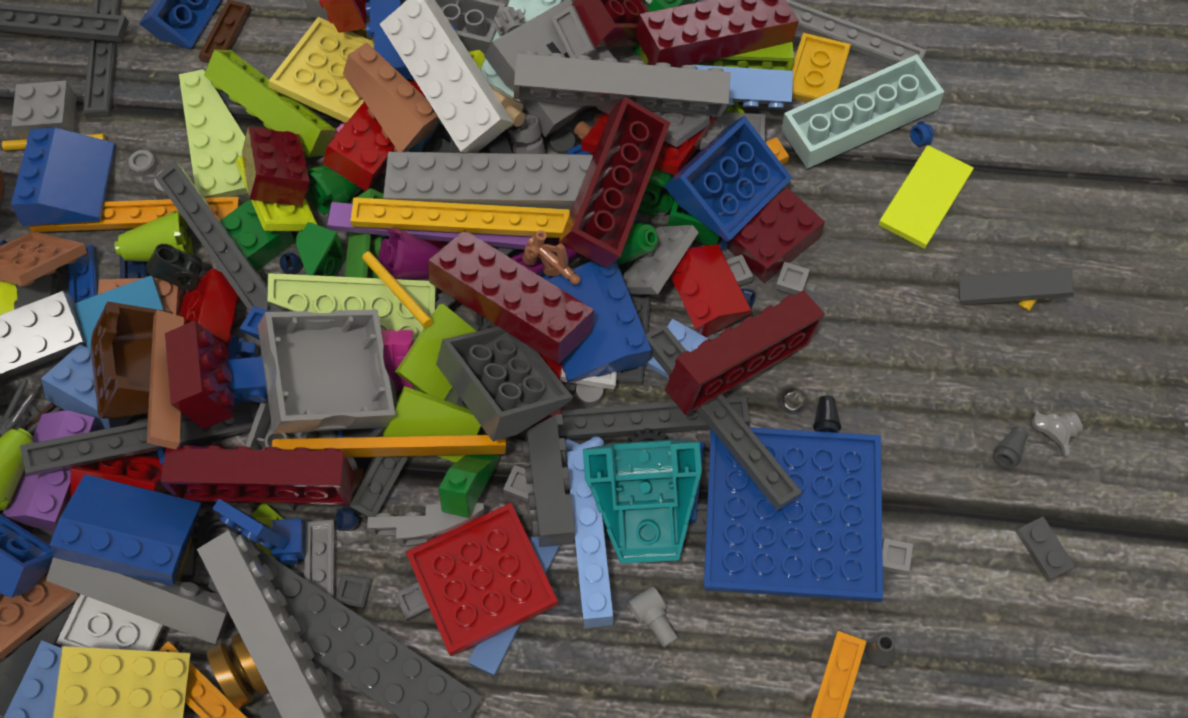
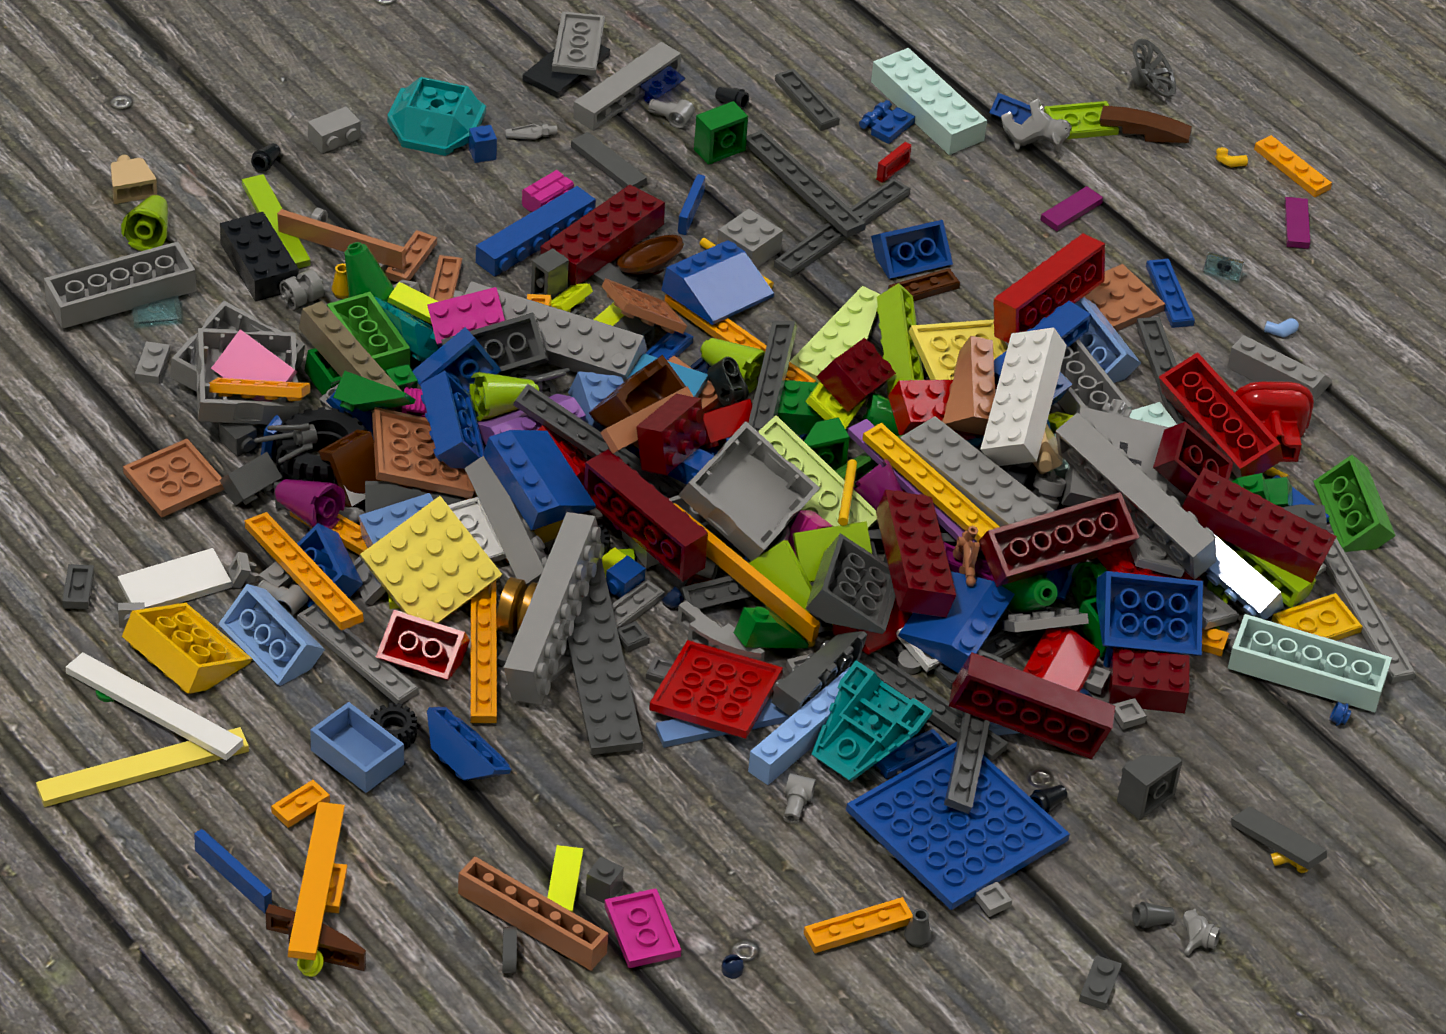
camera: 40 degrees right, 20 degrees down
(142, 162) = (778, 314): light grey tile -> none
(249, 526) = (610, 537): blue plate -> none
(573, 33) = (1147, 446): light grey tile -> none
(887, 335) = (1148, 783): none -> dark grey slope
(925, 196) = (1292, 749): neon yellow tile -> none

